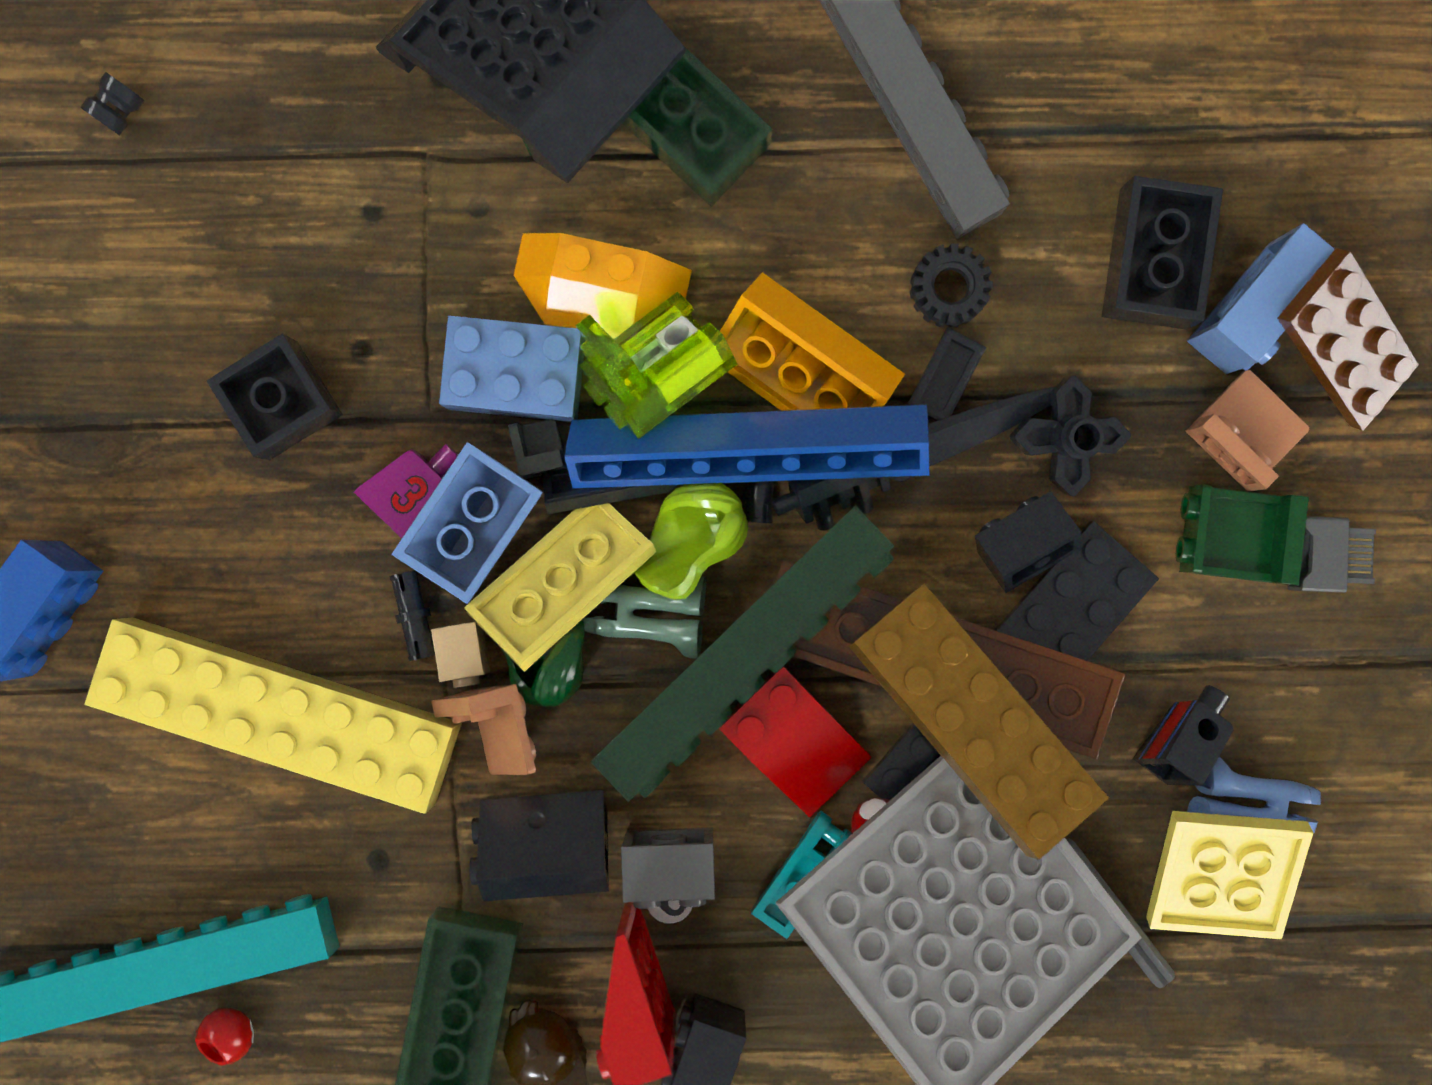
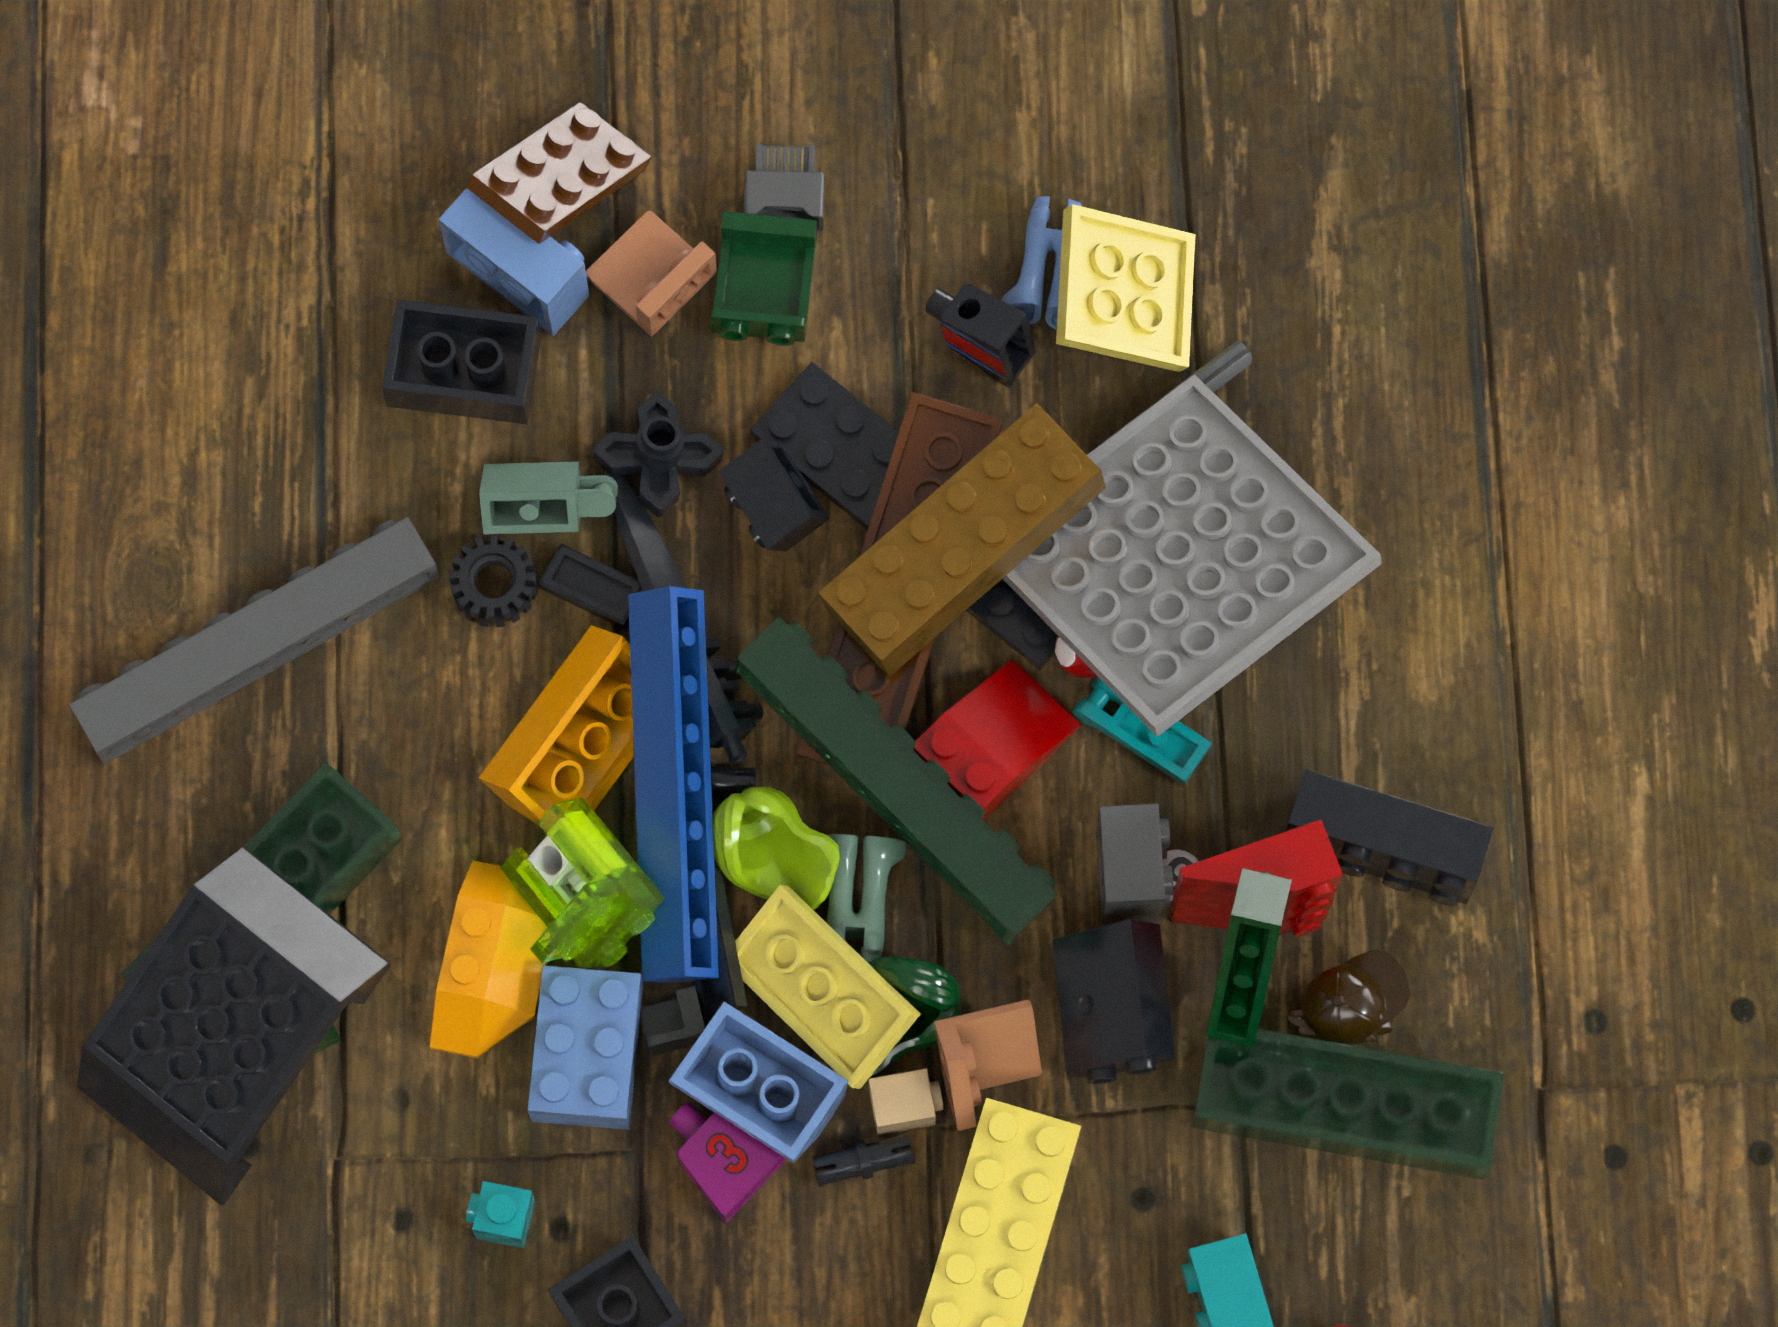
camera: 90 degrees left, 15 degrees down
(364, 295) = (501, 1214): none -> teal brick
(551, 993) = (1248, 957): none -> dark green brick
(1027, 327) = (542, 497): none -> sand green brick

